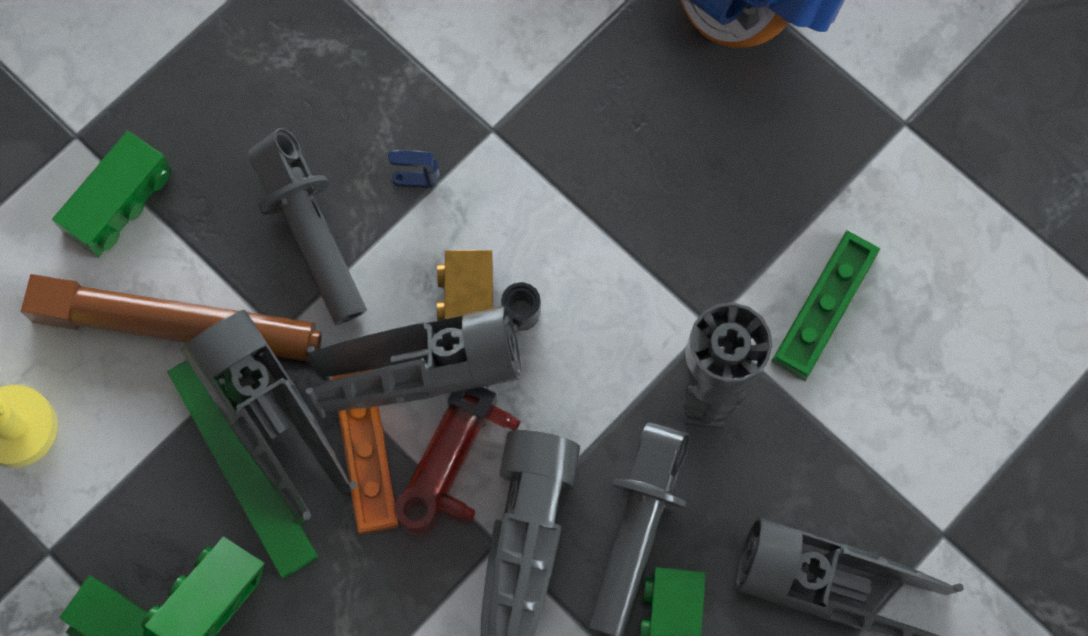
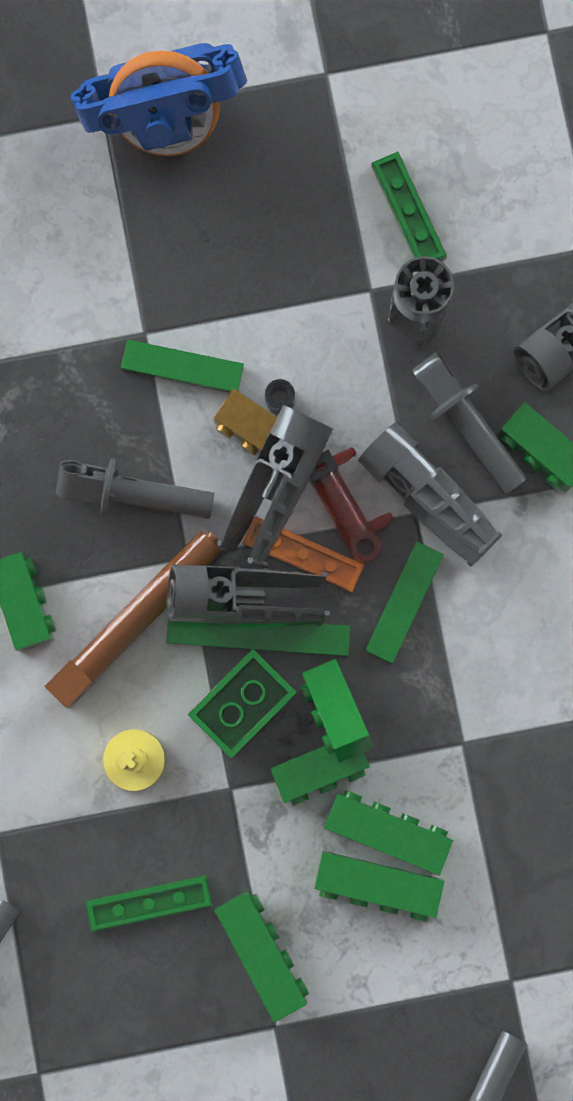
camera: 50 degrees left, 10 degrees up
(145, 495) = (242, 703): none -> green brick
(385, 599) = (404, 602): none -> green tile
(416, 159) = (143, 400): dark blue piece -> none
(483, 189) = (182, 366): none -> green tile

